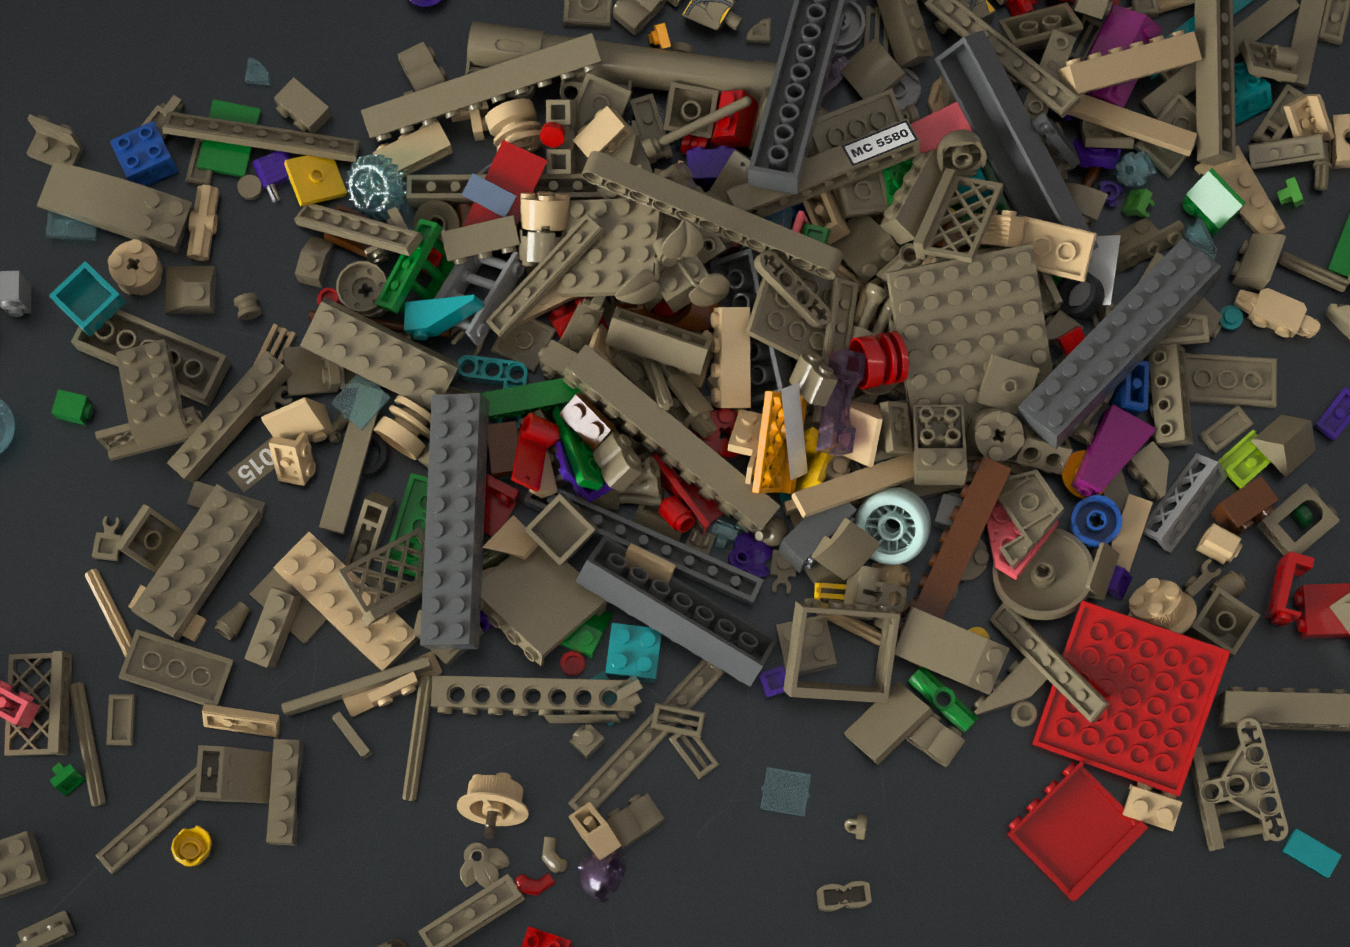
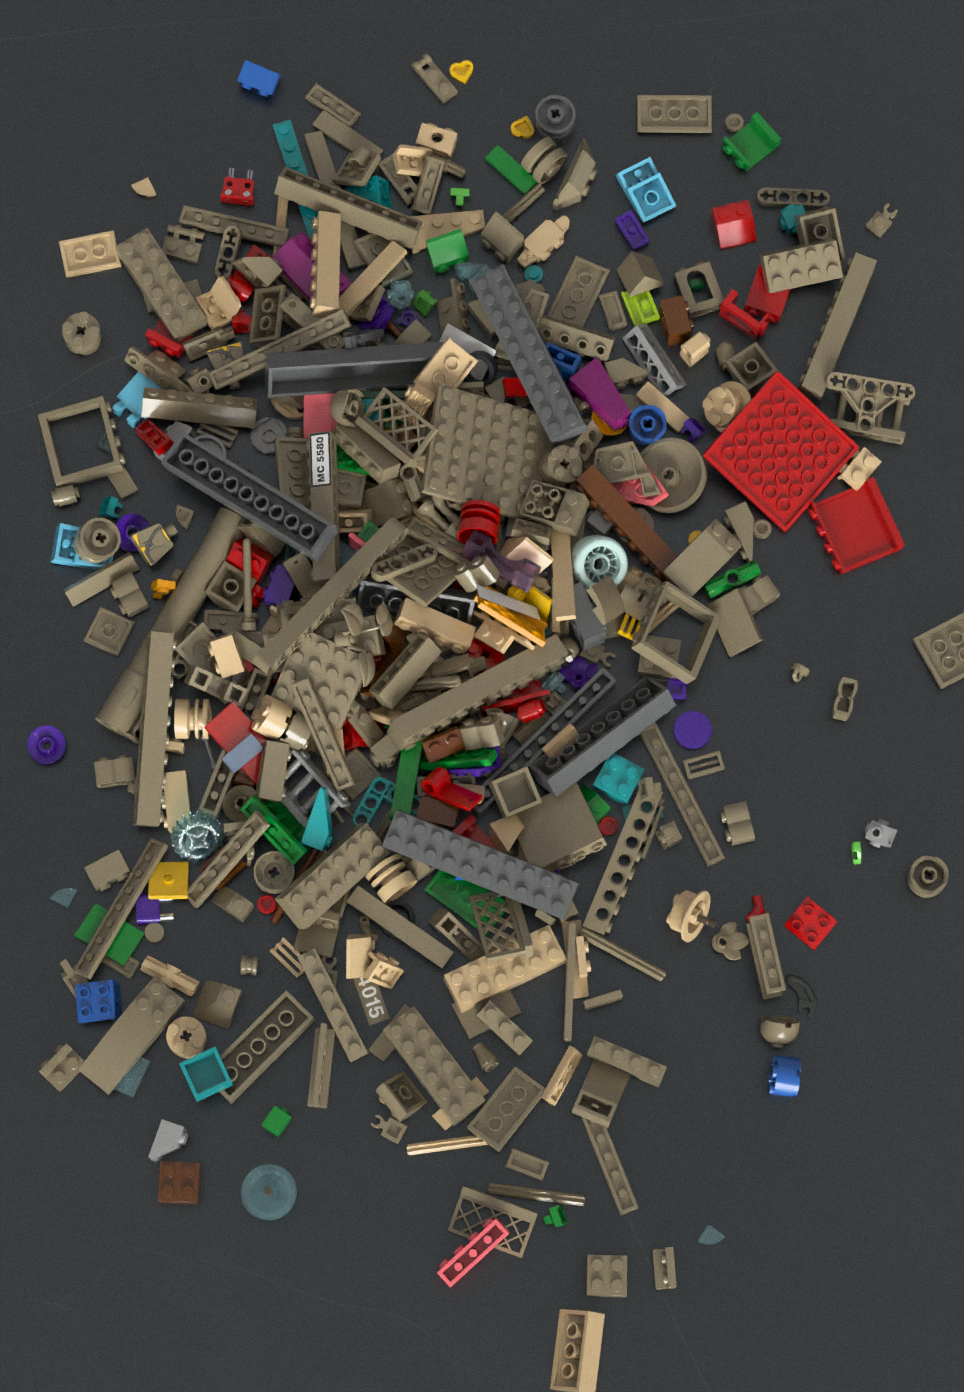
camera: 70 degrees left, 0 degrees up
(151, 393) = (300, 1048): dark tan brick -> none
(192, 846) = (641, 1141): yellow hair -> none
(360, 401) = (359, 904): clear light blue piece -> none
(551, 858) = (743, 891): dark tan arm -> none
(552, 134) = (214, 690): red tile -> none
(594, 831) = (737, 851): tan brick -> none
(602, 875) = (766, 859): clear purple cylinder -> none
(656, 716) = (670, 779): dark tan tile -> none
(732, 721) = (692, 730): none -> dark purple tile
(785, 792) = (755, 713): clear light blue piece -> none
(872, 70) = (251, 446): dark tan slope -> none
(1006, 383) = (529, 443): dark tan plate -> none
(1050, 663) = (736, 495): dark tan tile -> none
(1103, 567) = (676, 429): dark tan panel -> none
(1195, 584) = (716, 377): dark tan plate -> none
(1312, 853) = (928, 377): teal tile -> none

